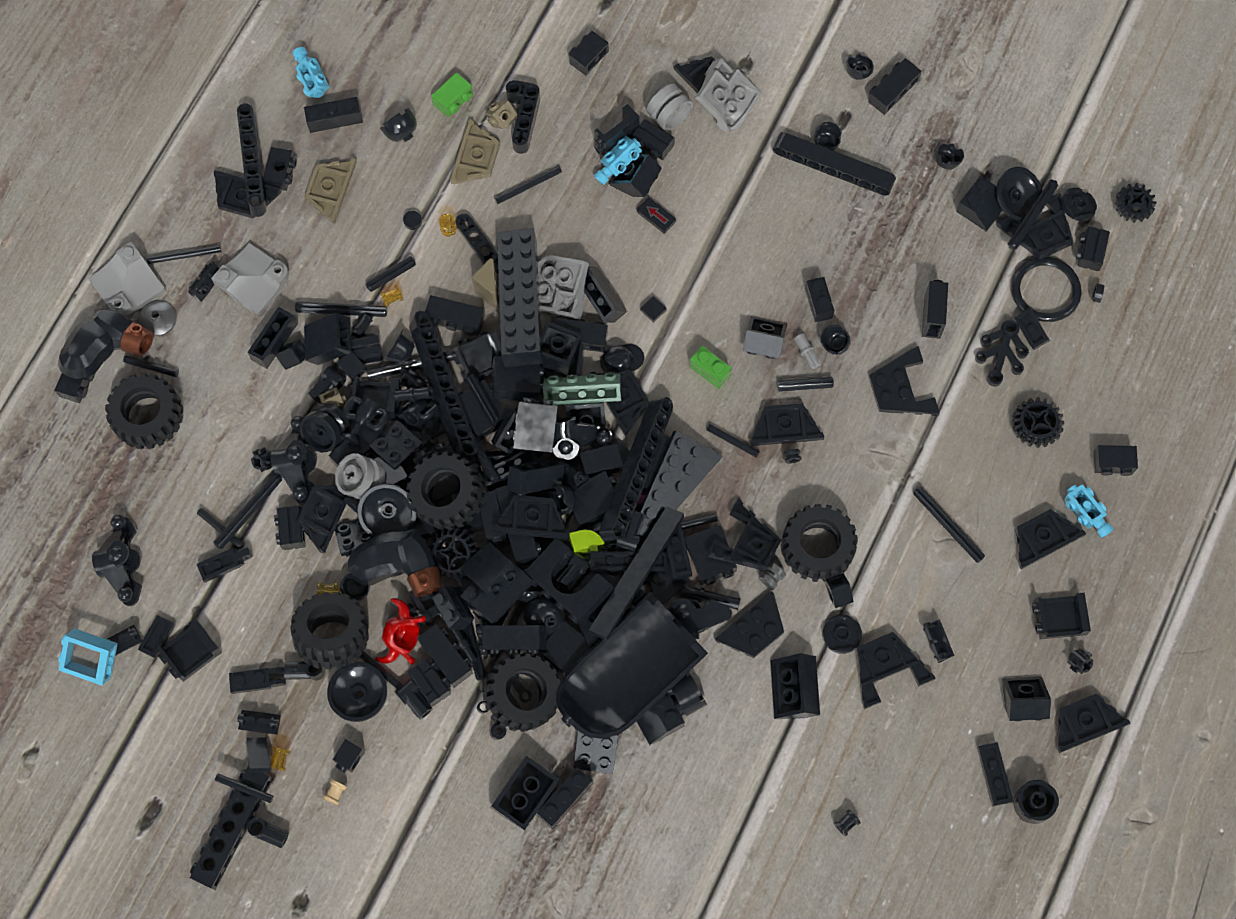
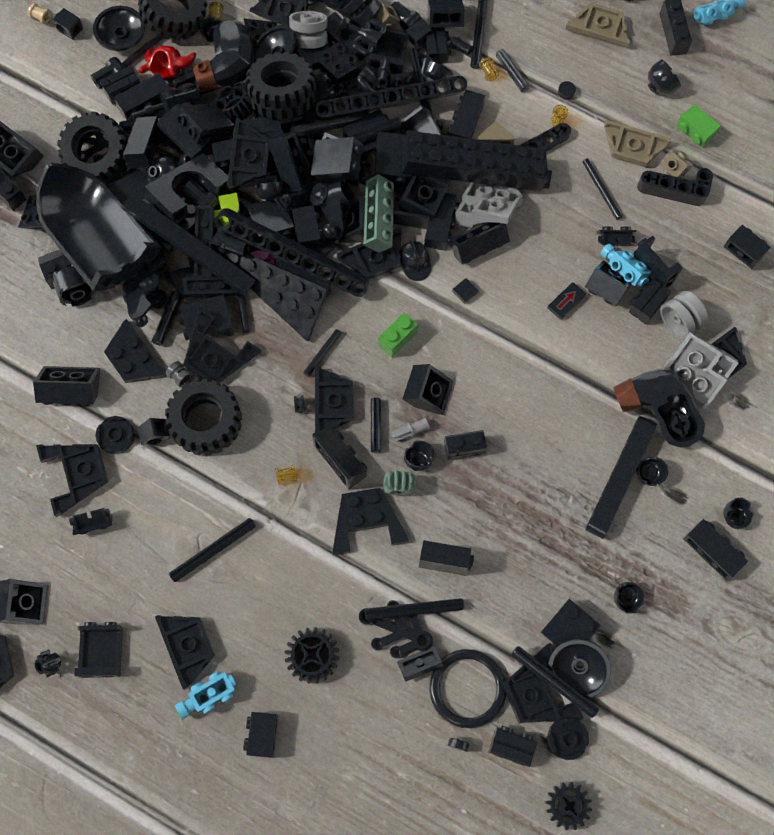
camera: 90 degrees right, 0 degrees up
(581, 163) = (624, 235): none -> black hinge
(760, 120) = (669, 402): none -> black piece
(845, 411) = (340, 456): none -> black slope
(866, 354) = (399, 483): none -> sand green gear
(866, 461) = (286, 474): none -> clear yellow bush
(984, 336) = (414, 609): none -> black axle

